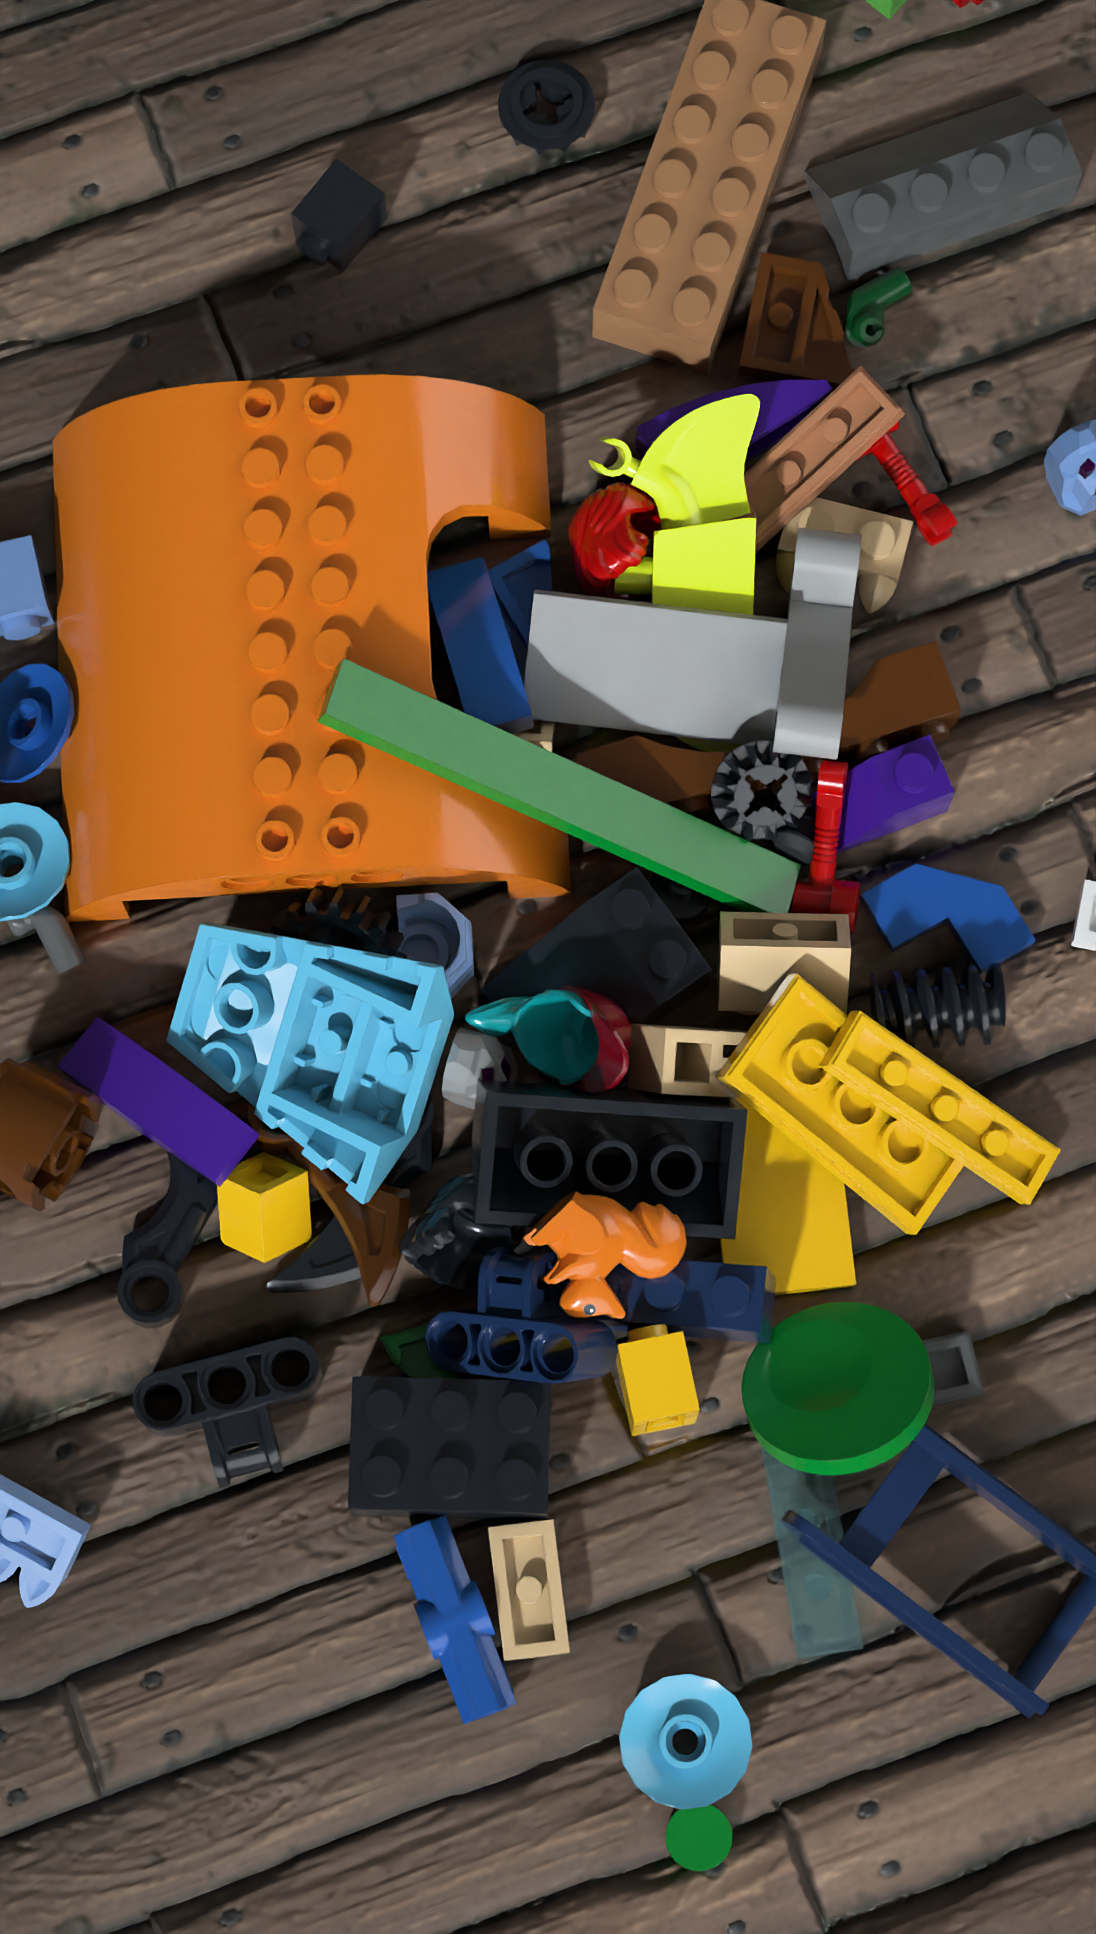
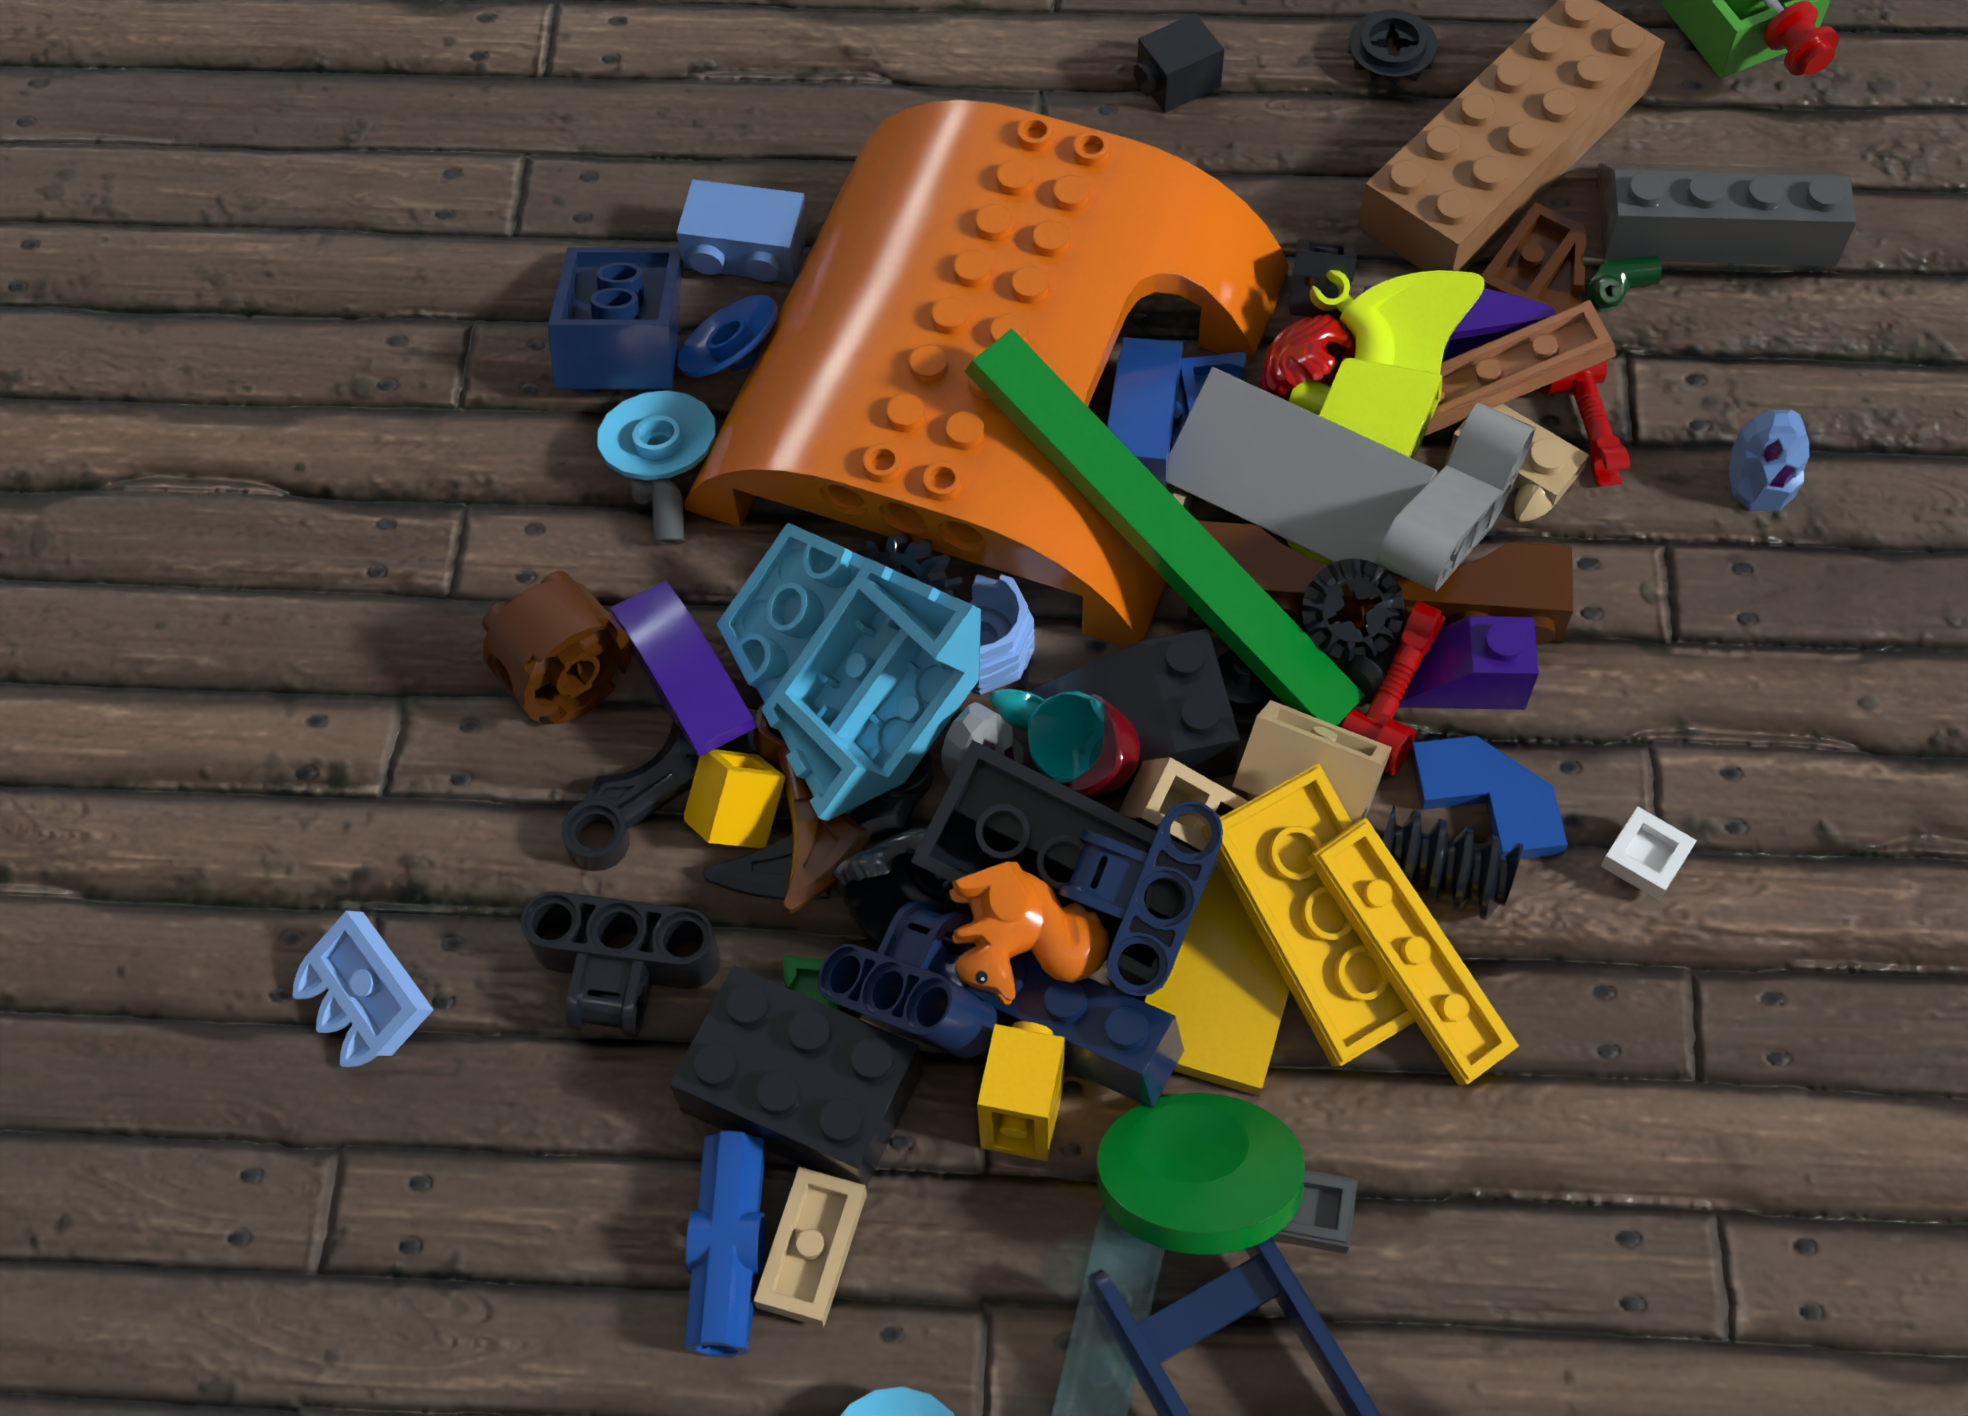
camera: 25 degrees right, 15 degrees down
(581, 412) = (1310, 269): none -> black slope
(670, 1166) = (1124, 886): none -> dark blue piece

